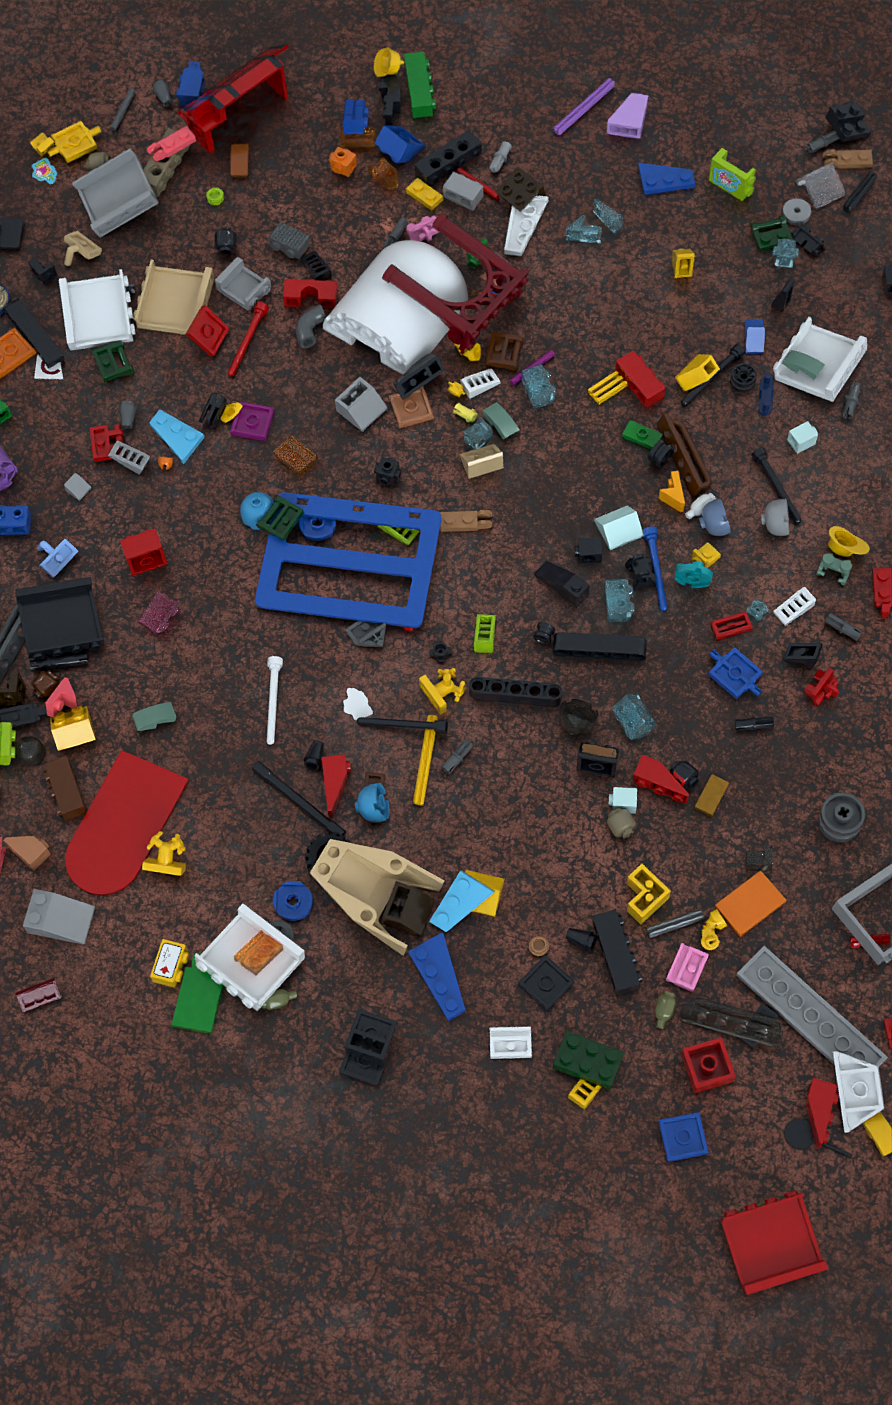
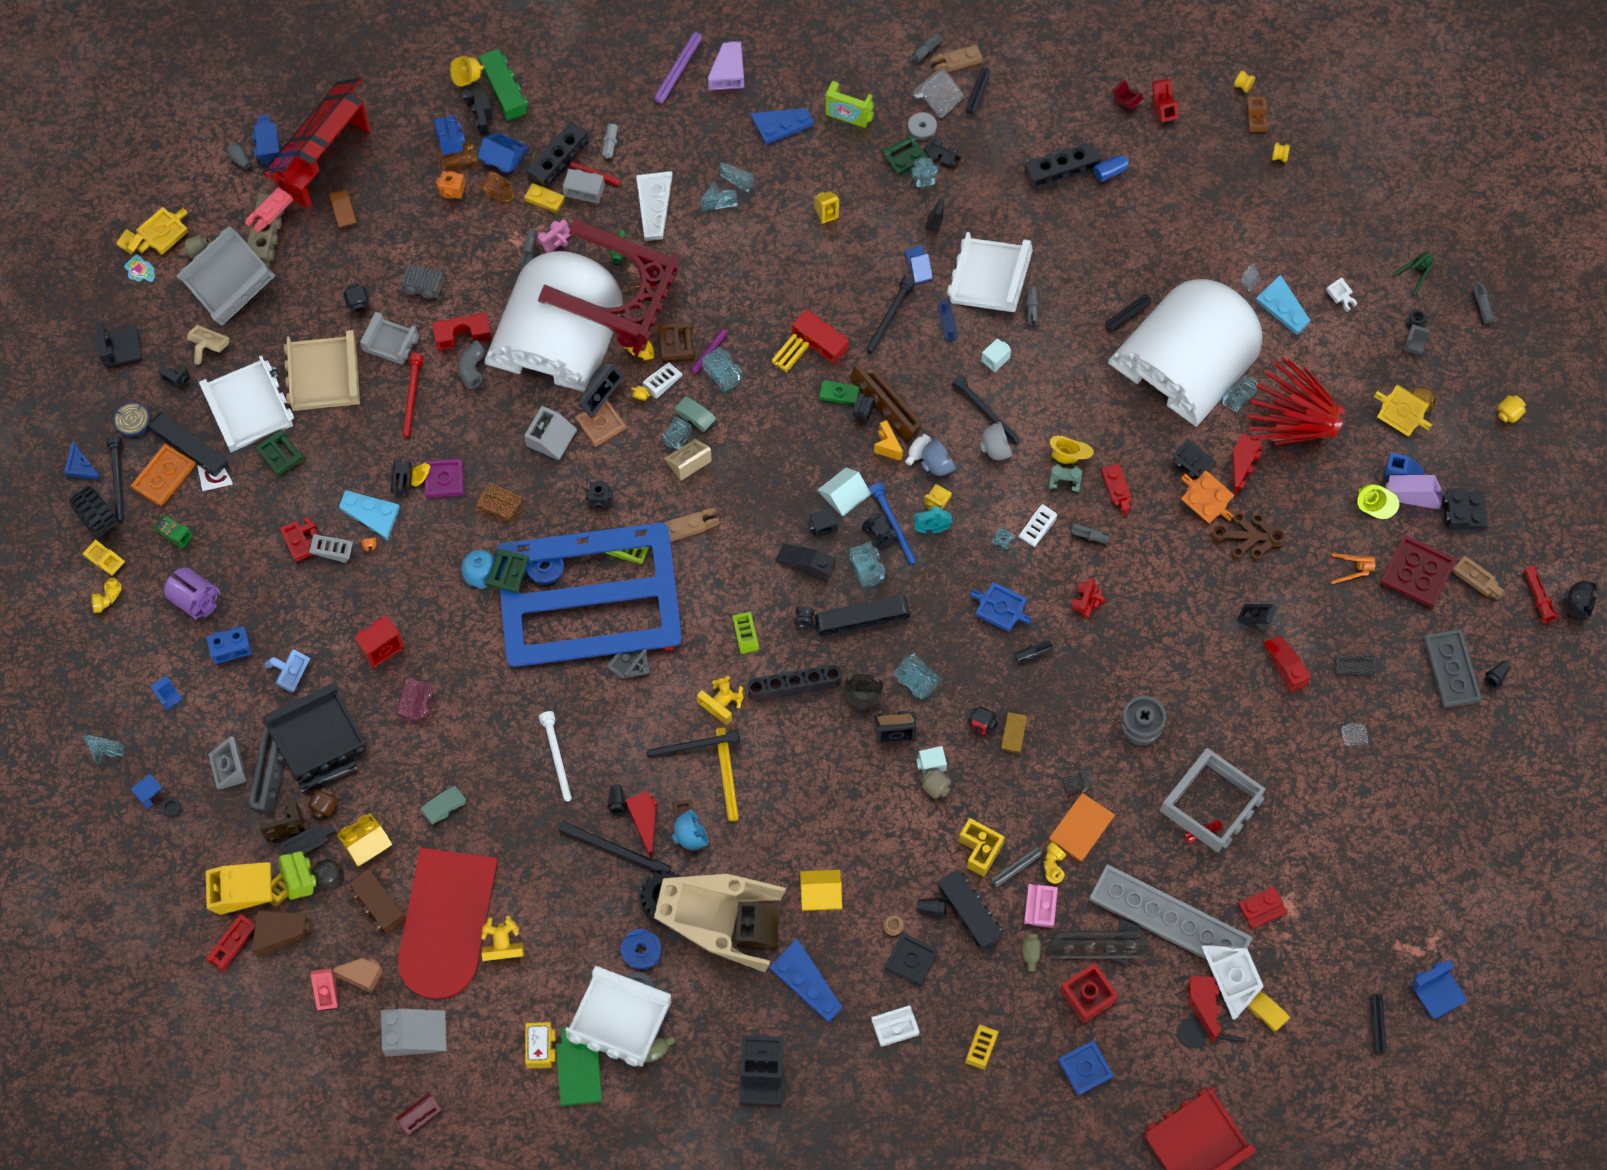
camera: 20 degrees left, 0 degrees up
(61, 696) = (345, 809): coral slope -> none
(77, 486) = (286, 592): light grey slope -> none
(122, 110) = (201, 184): dark grey bar -> none
(127, 413) = (313, 503): dark grey cone -> none
(207, 330) = (369, 396): red plate -> none
(215, 196) = (329, 252): lime tile -> none
(258, 952) = (626, 1009): clear orange plate -> none
(320, 276) = (466, 310): black slope -> none
(357, 704) = (641, 737): white sticker -> none
(440, 646) = (707, 657): black plate -> none
(456, 756) = (756, 763): dark grey axle -> none
(460, 900) = (805, 903): medium azure wing -> none
(466, 413) = (656, 414): light yellow pin -> none
(520, 189) = (641, 171): dark brown bracket -> none
(588, 1060) = (974, 1021): dark green plate -> none
(655, 776) = (957, 730): red slope -> none
(697, 372) = (875, 315): yellow slope -> none
(726, 634) = (970, 570): red tile -> none
(749, 377) = (923, 303): black wheel -> none
(803, 362) = (973, 280): sand green slope -> none
(803, 653) = (1061, 569): black slope -> none
(848, 121) = (945, 21): black plate -> none

